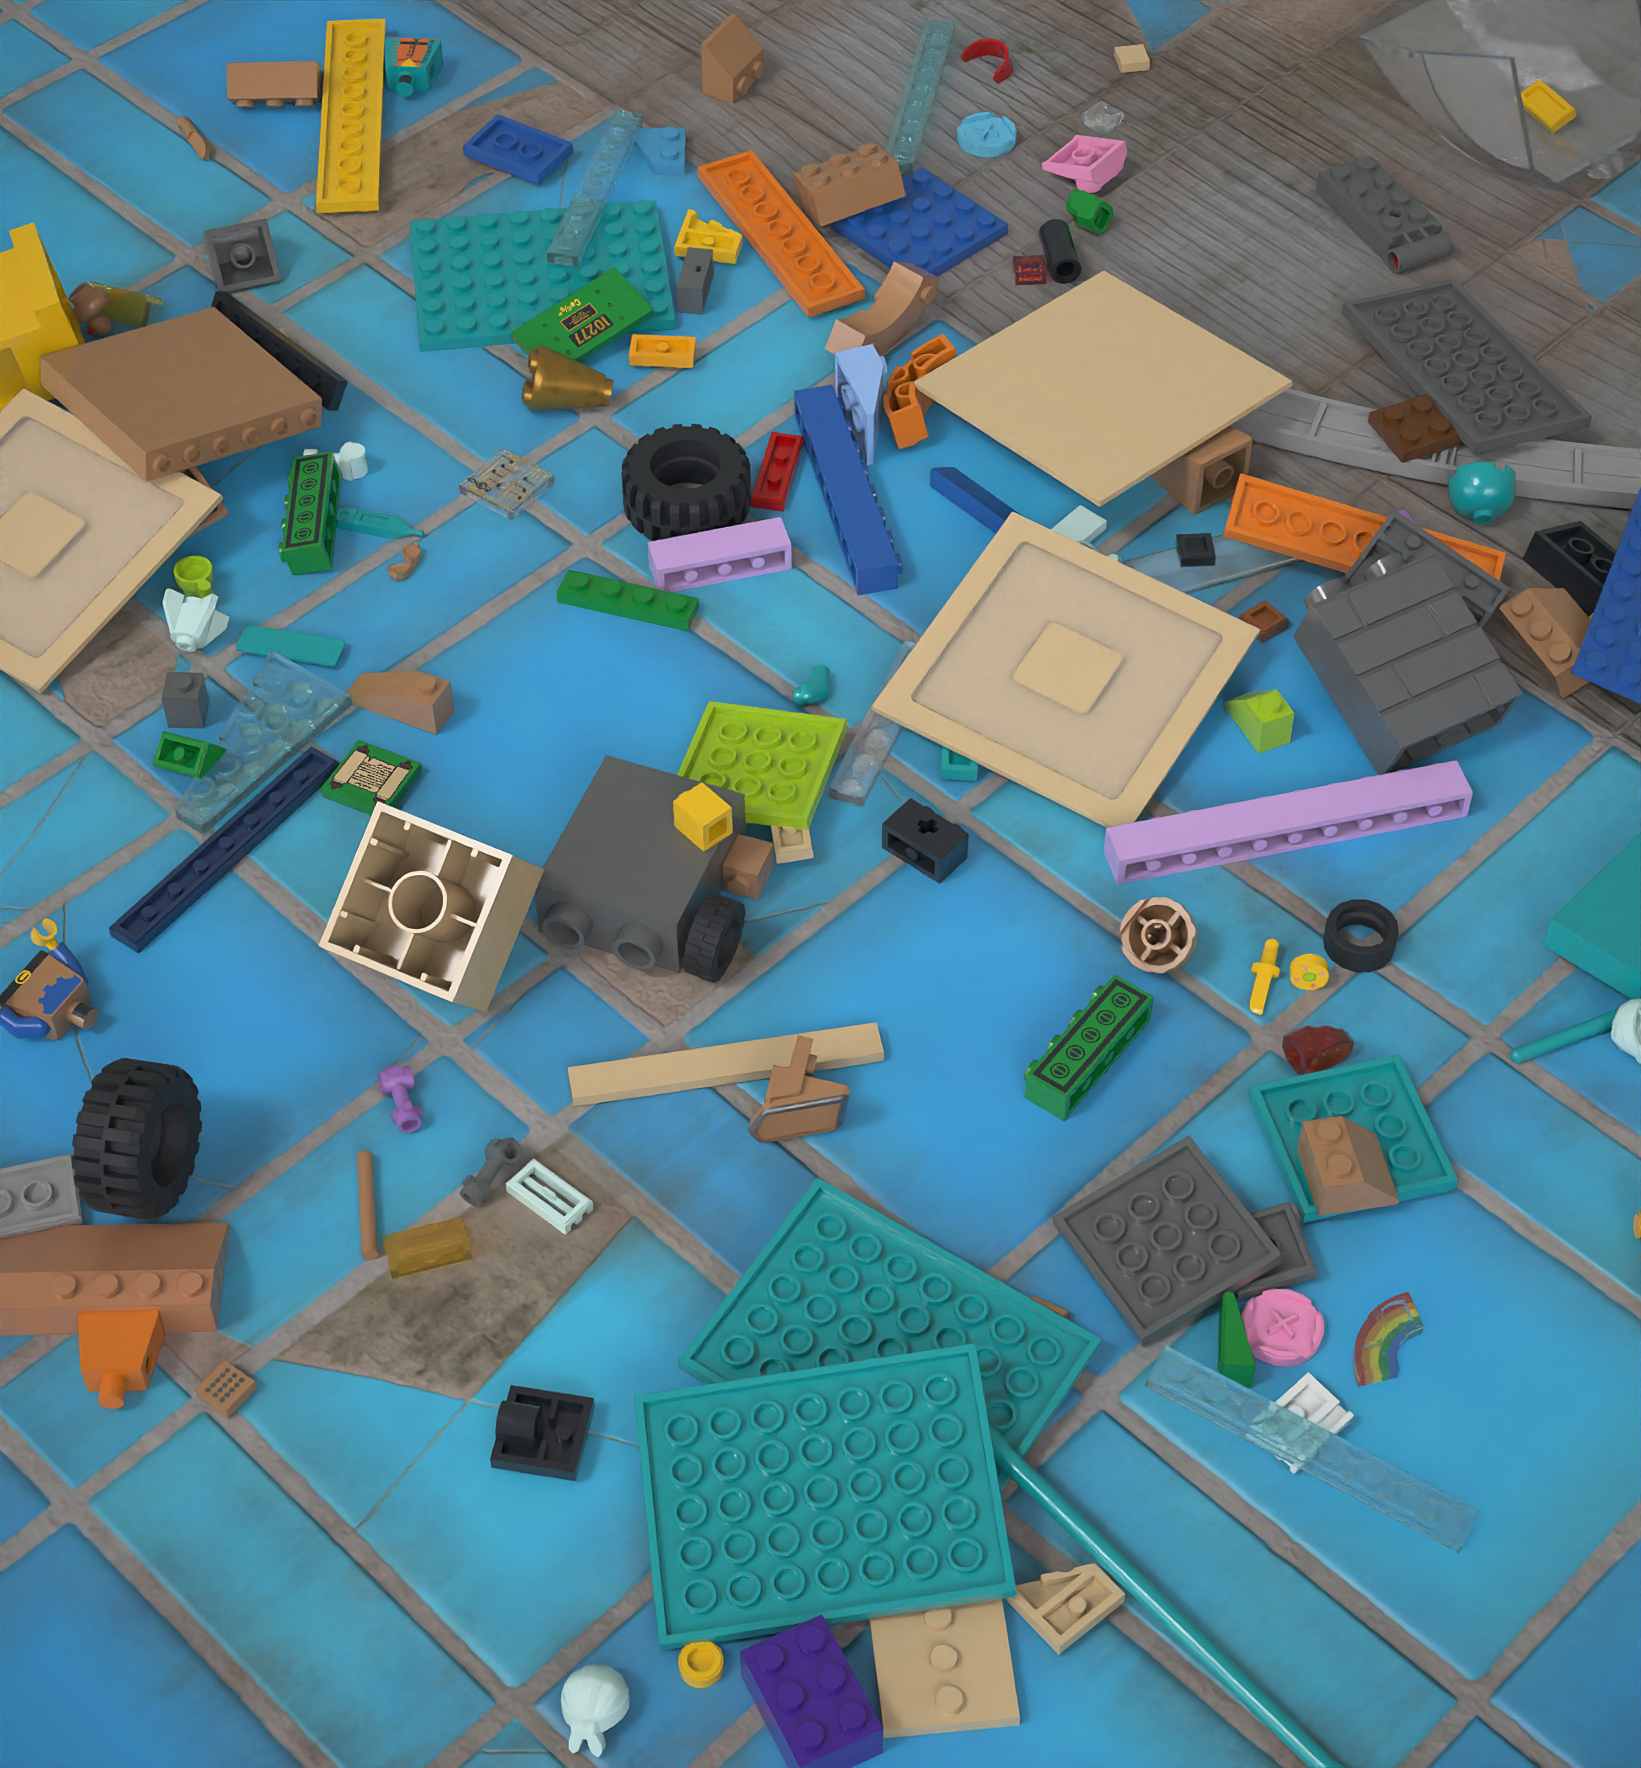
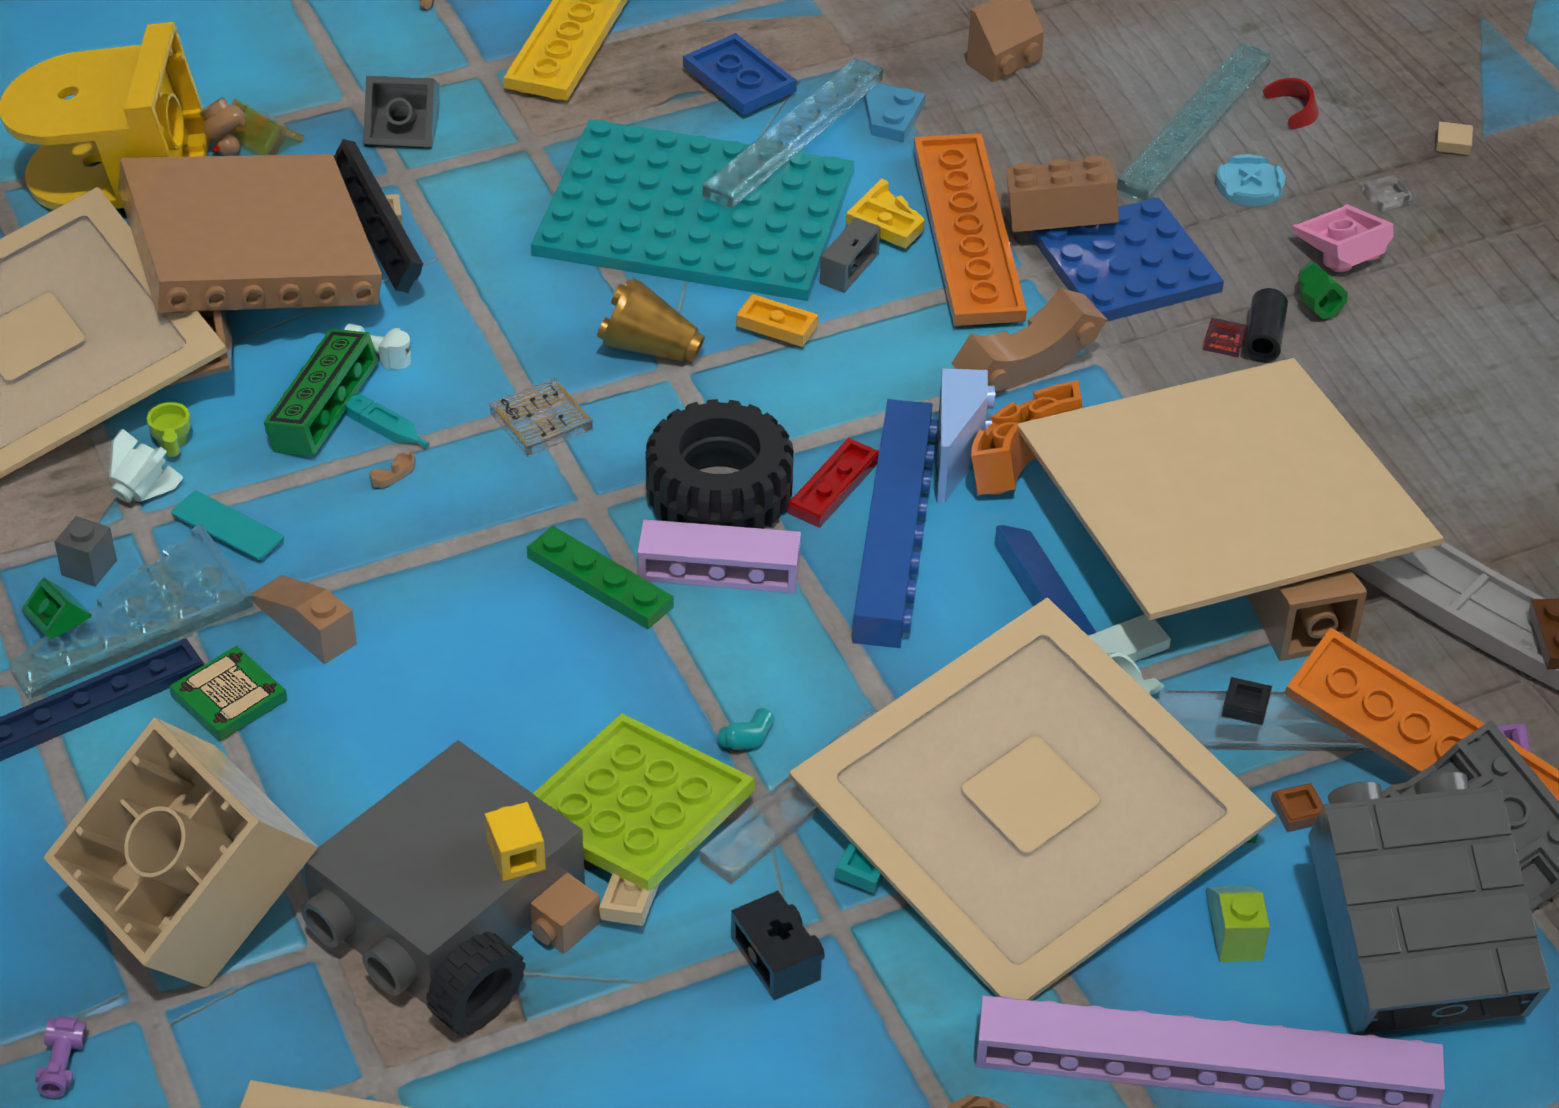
camera: 20 degrees right, 5 degrees down
(586, 318) = (709, 266): green tile -> none

